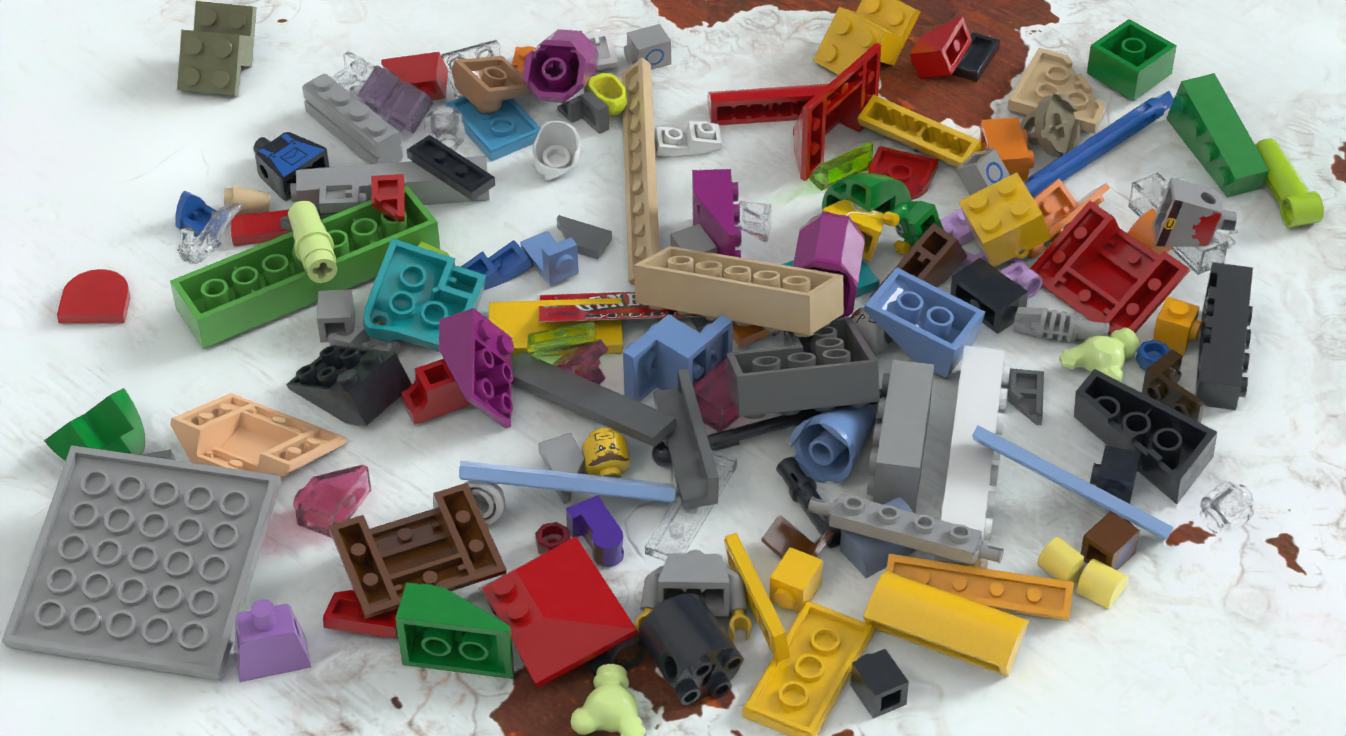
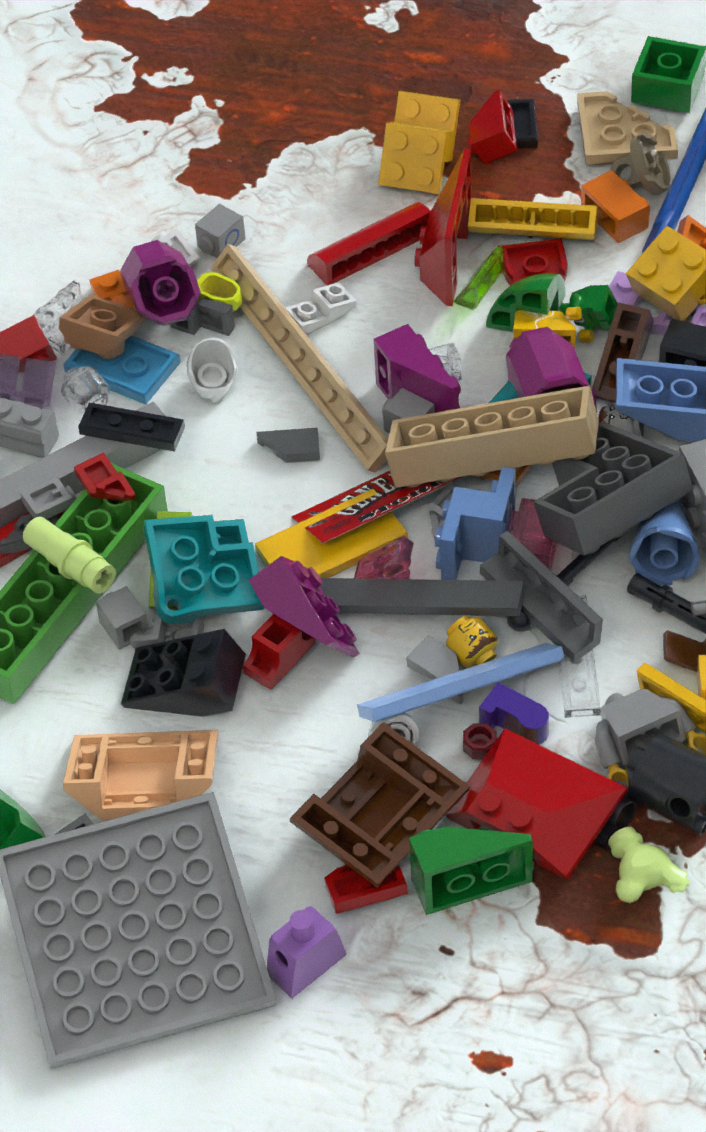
camera: 25 degrees left, 5 degrees up
(331, 498) = (253, 795): clear pink slope -> none
(500, 266) = (238, 501): blue slope -> none
(552, 259) = (279, 478): medium blue bracket -> none
(561, 339) = (357, 550): clear neon green slope -> none
(981, 170) = (617, 237): light grey brick -> none

